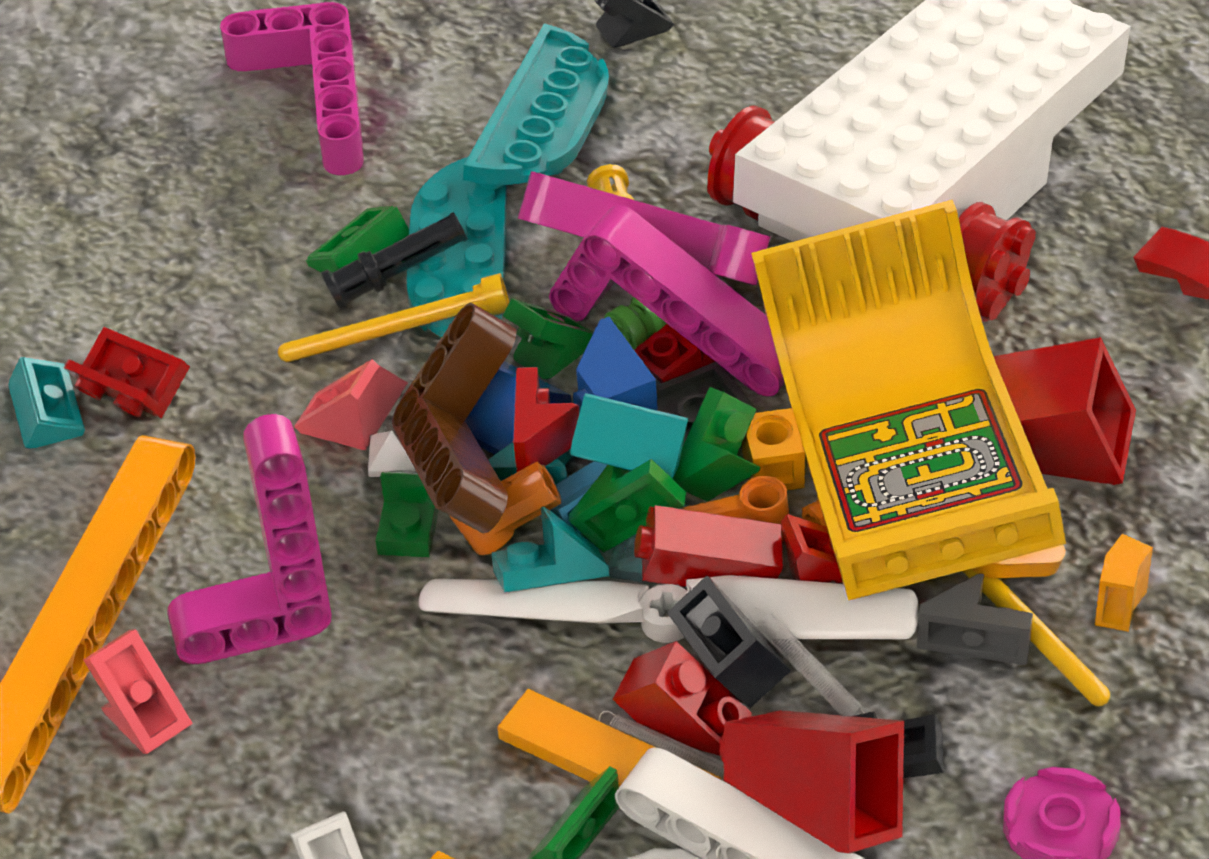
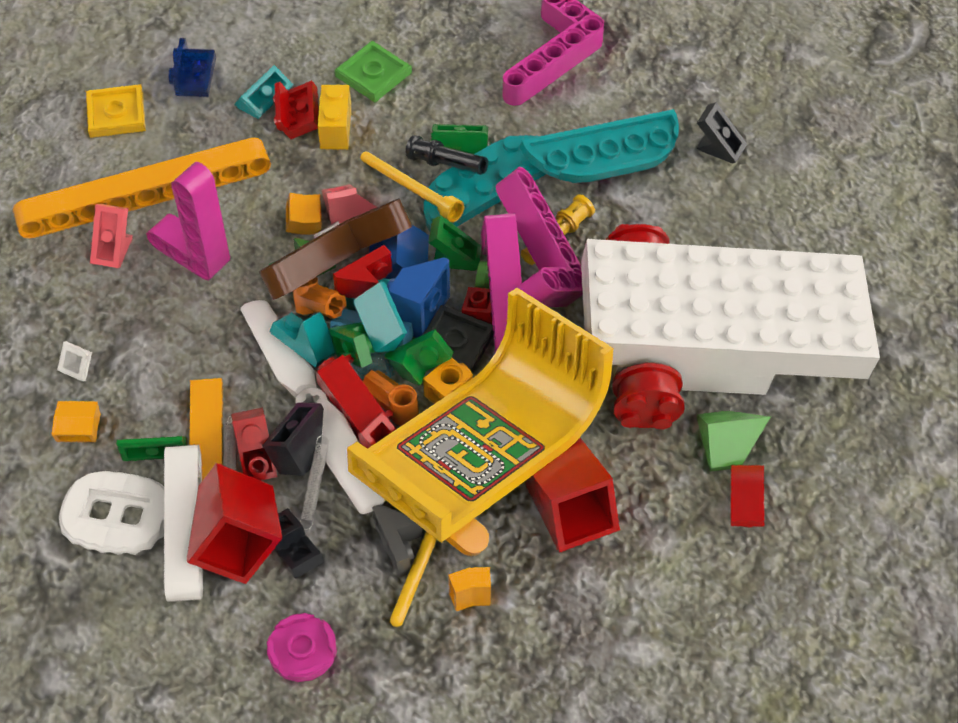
camera: 50 degrees right, 10 degrees up
(141, 271) = (373, 71): none -> bright green tile
(196, 335) = (334, 117): none -> yellow brick
(331, 460) = (303, 214): none -> light orange piece
(1088, 236) = (729, 436): none -> bright green slope

